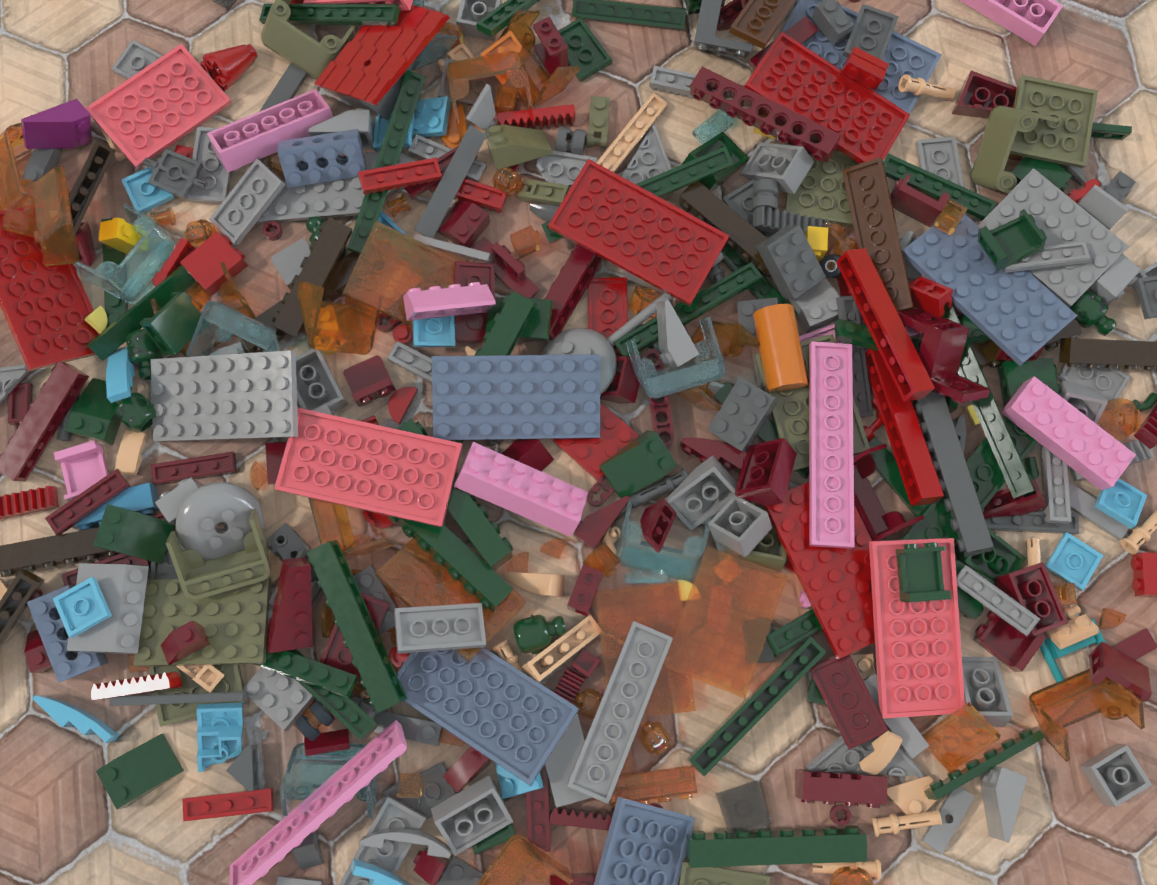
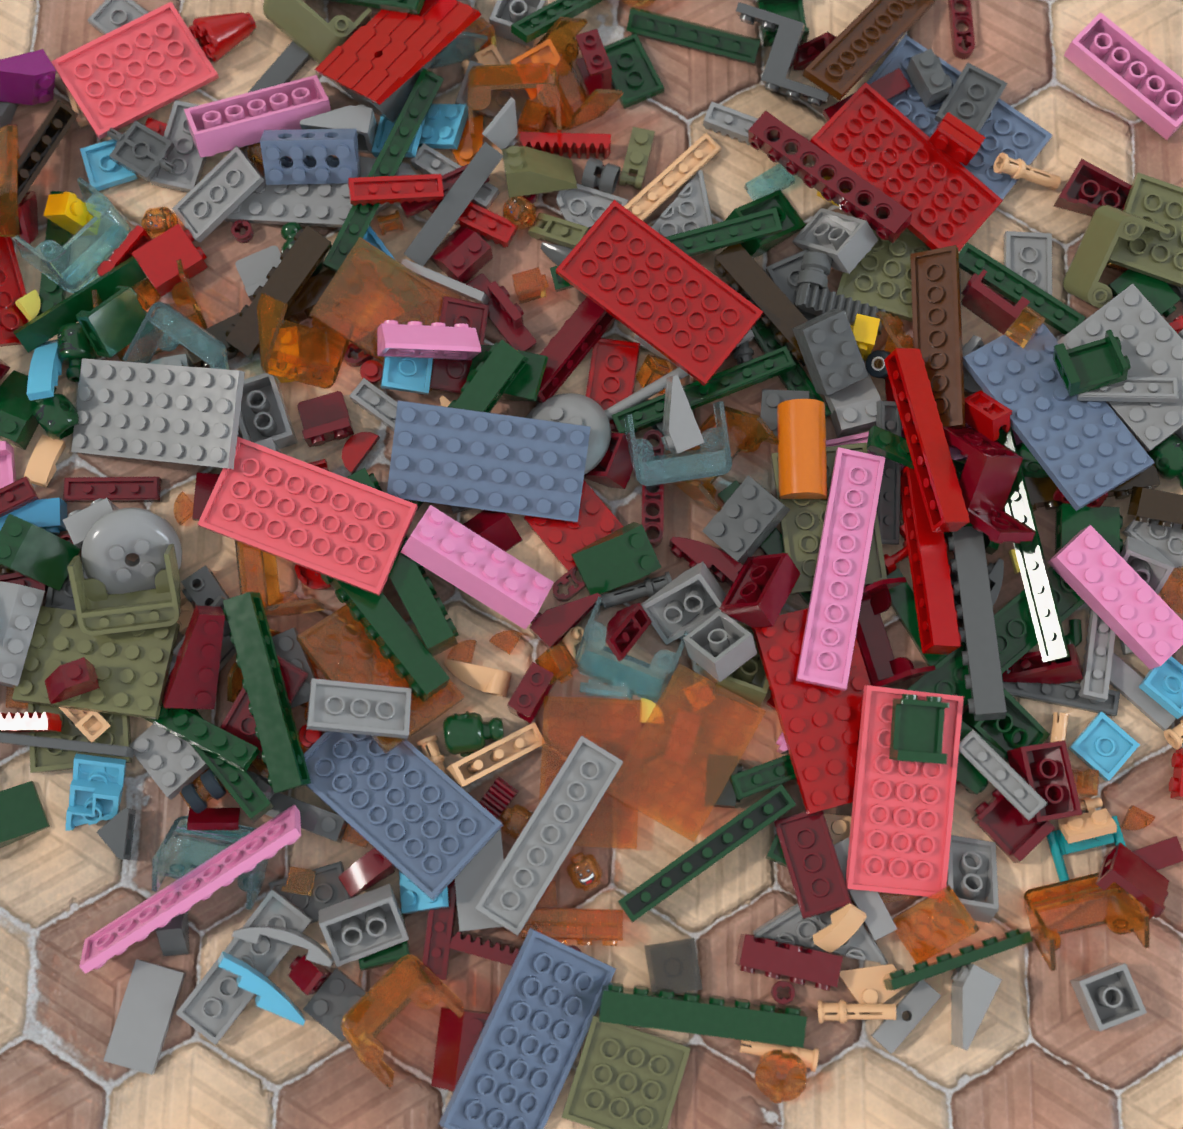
camera: 10 degrees right, 0 degrees up
(164, 217) = (121, 198): clear orange bush -> none
(228, 804) = (93, 871): red gear -> none
(585, 663) = (520, 776): dark red panel -> none

